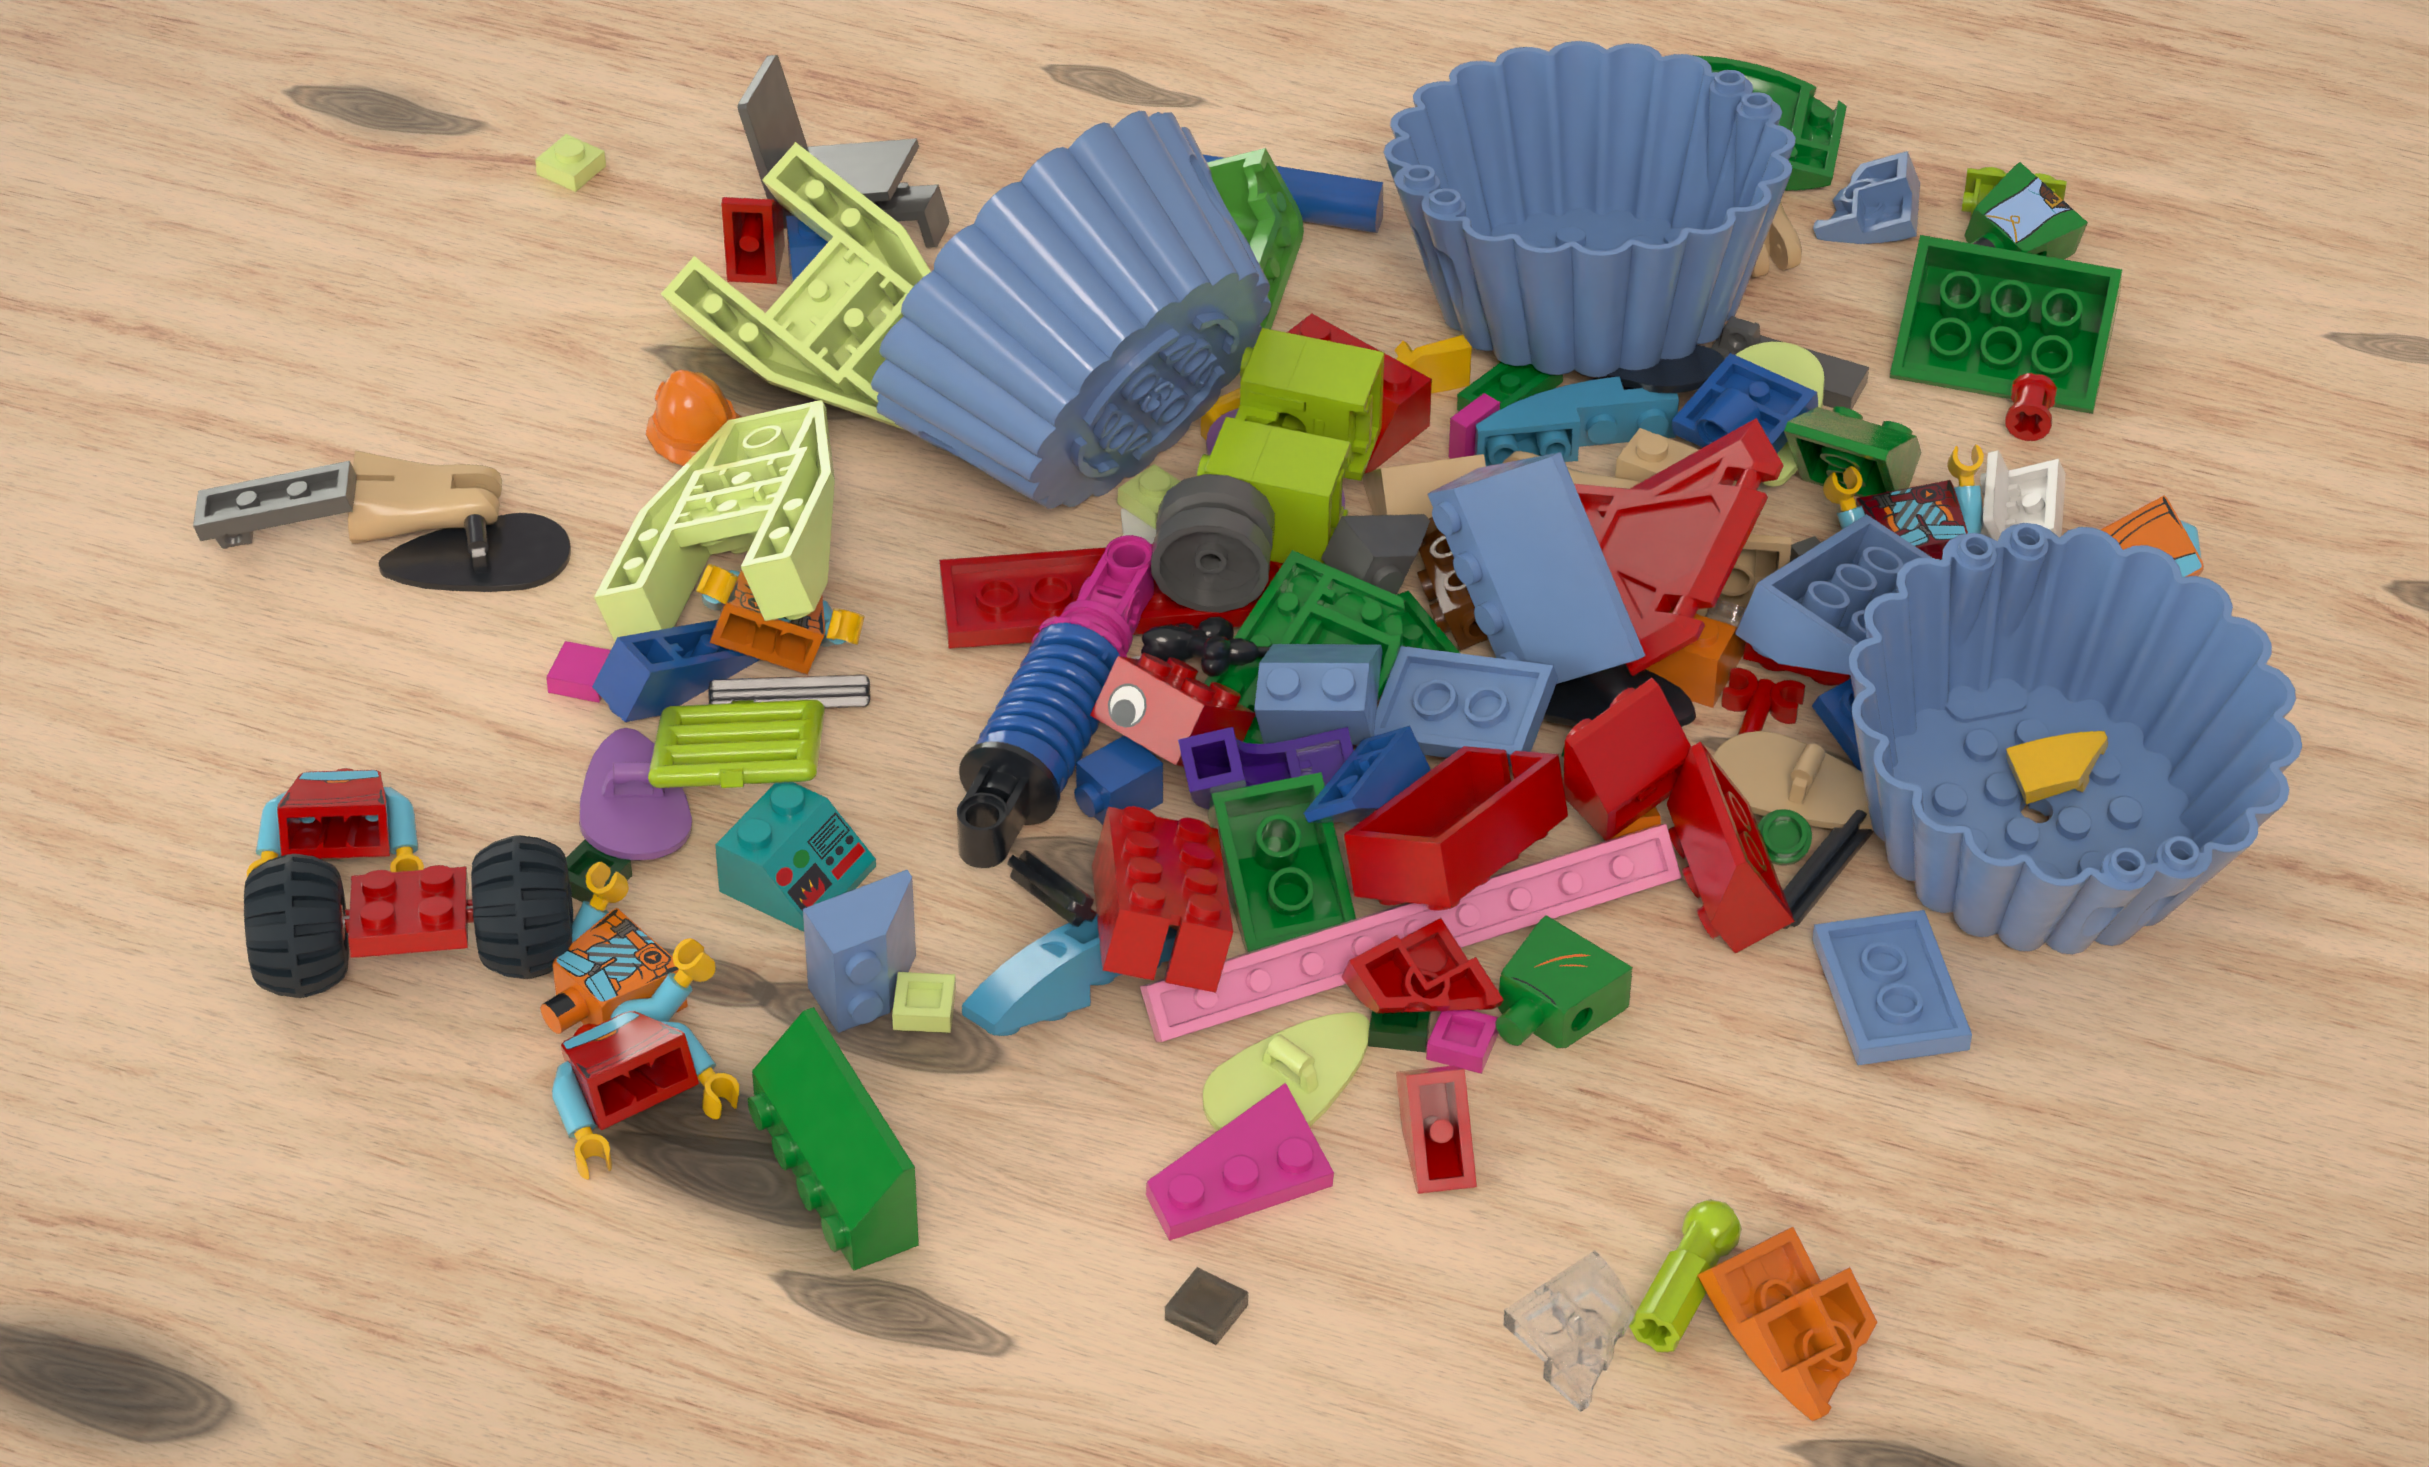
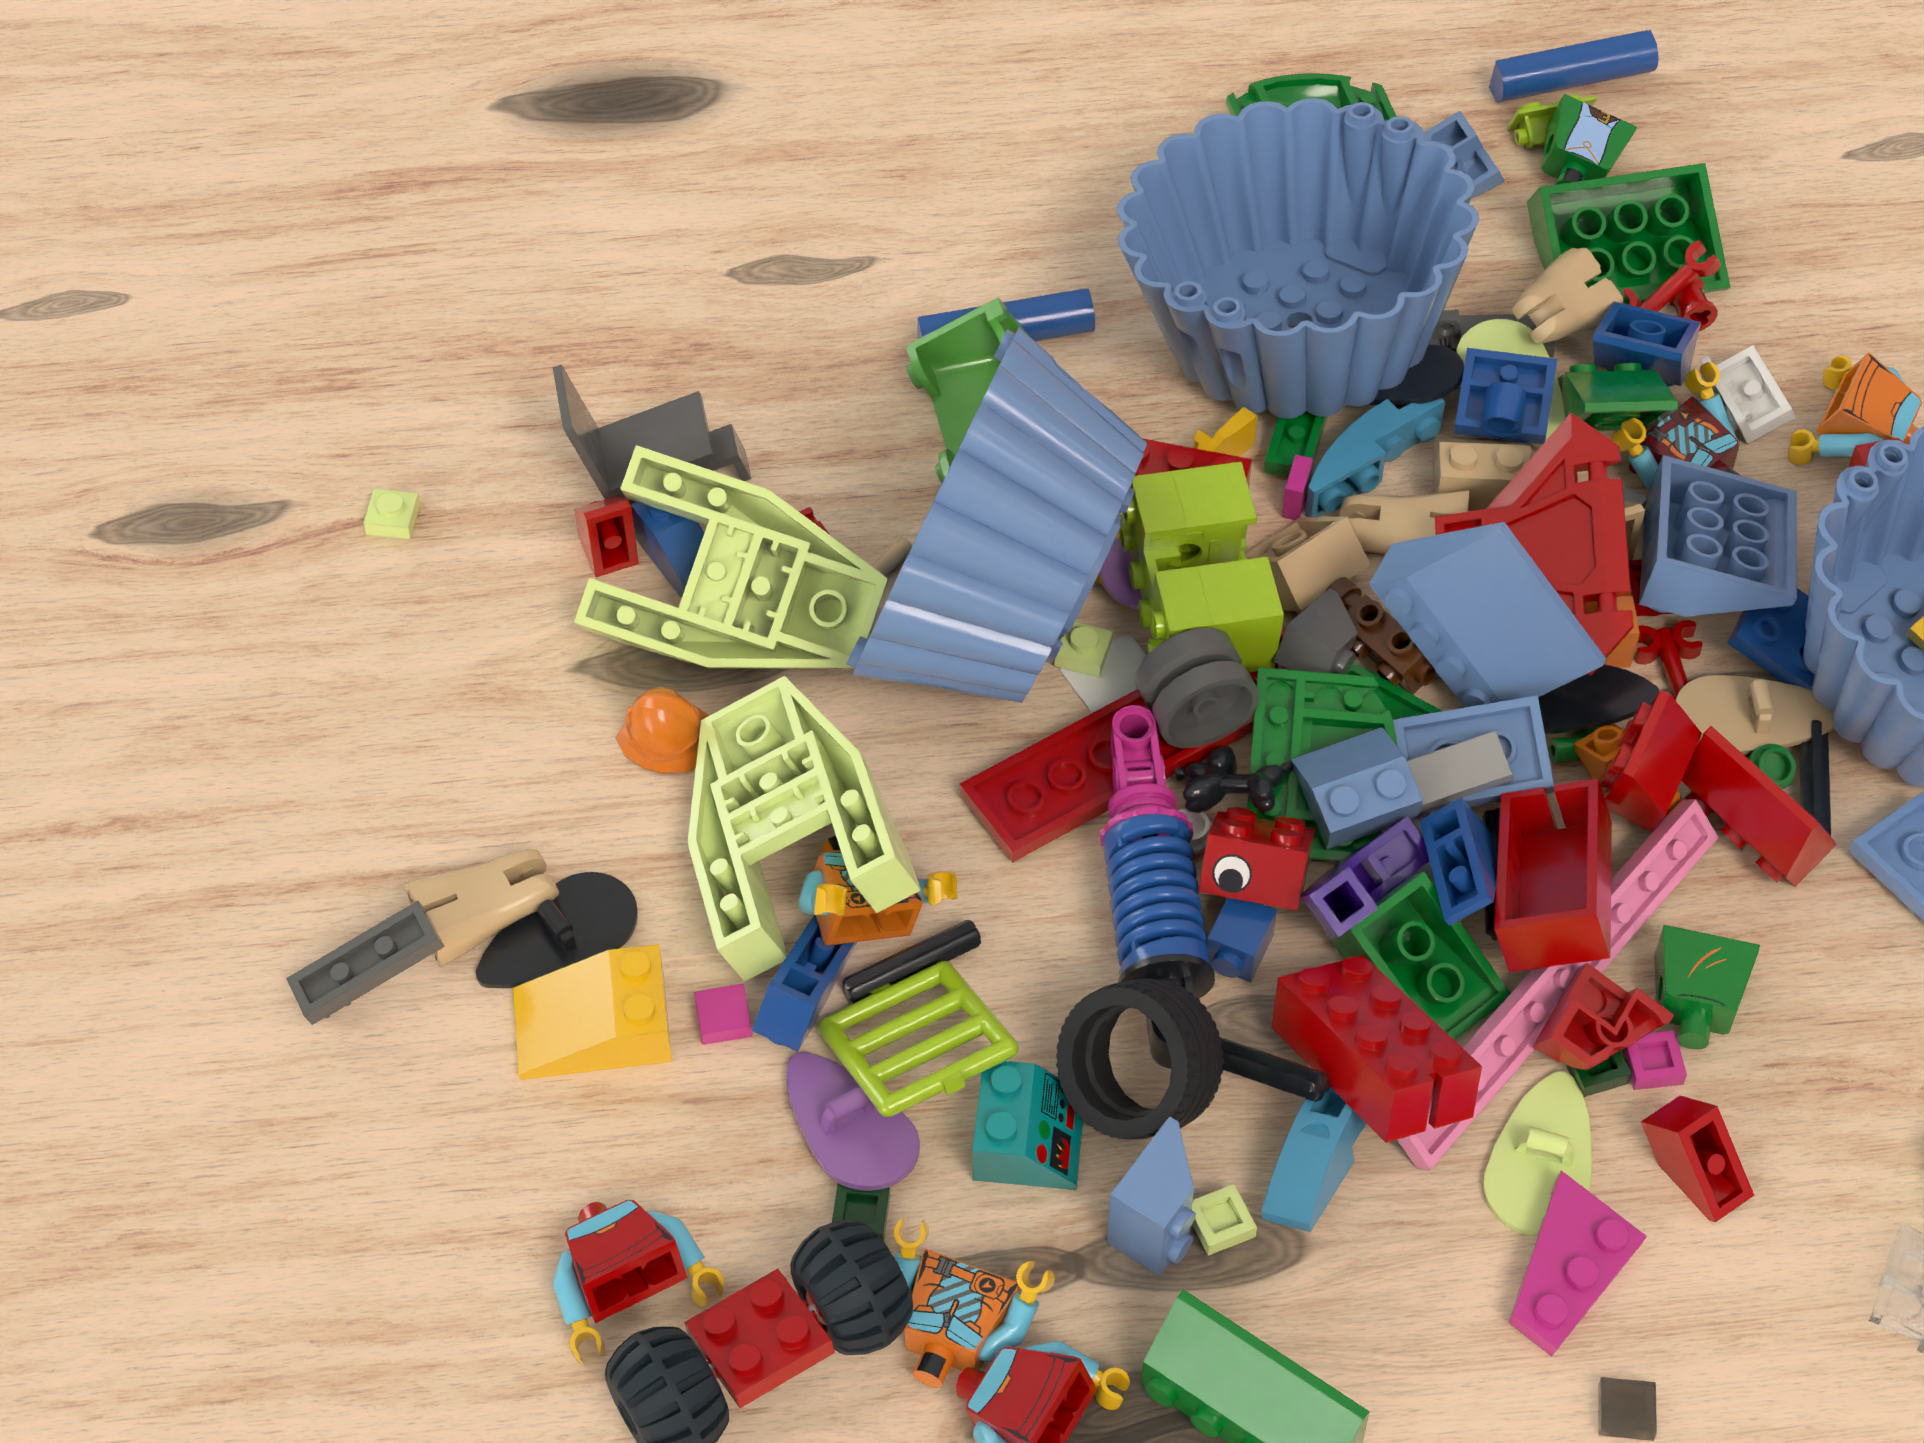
camera: 25 degrees left, 10 degrees up
(465, 627) = (594, 1015): none -> yellow slope
(962, 833) = (1087, 1069): none -> black tyre
(1433, 708) = (1460, 770): none -> light grey tile
(1878, 349) = (1561, 300): none -> tan piece
(1937, 413) = (1646, 338): none -> blue slope
(1967, 396) = (1678, 280): none -> red bar
(2075, 152) = (1574, 66): none -> blue brick

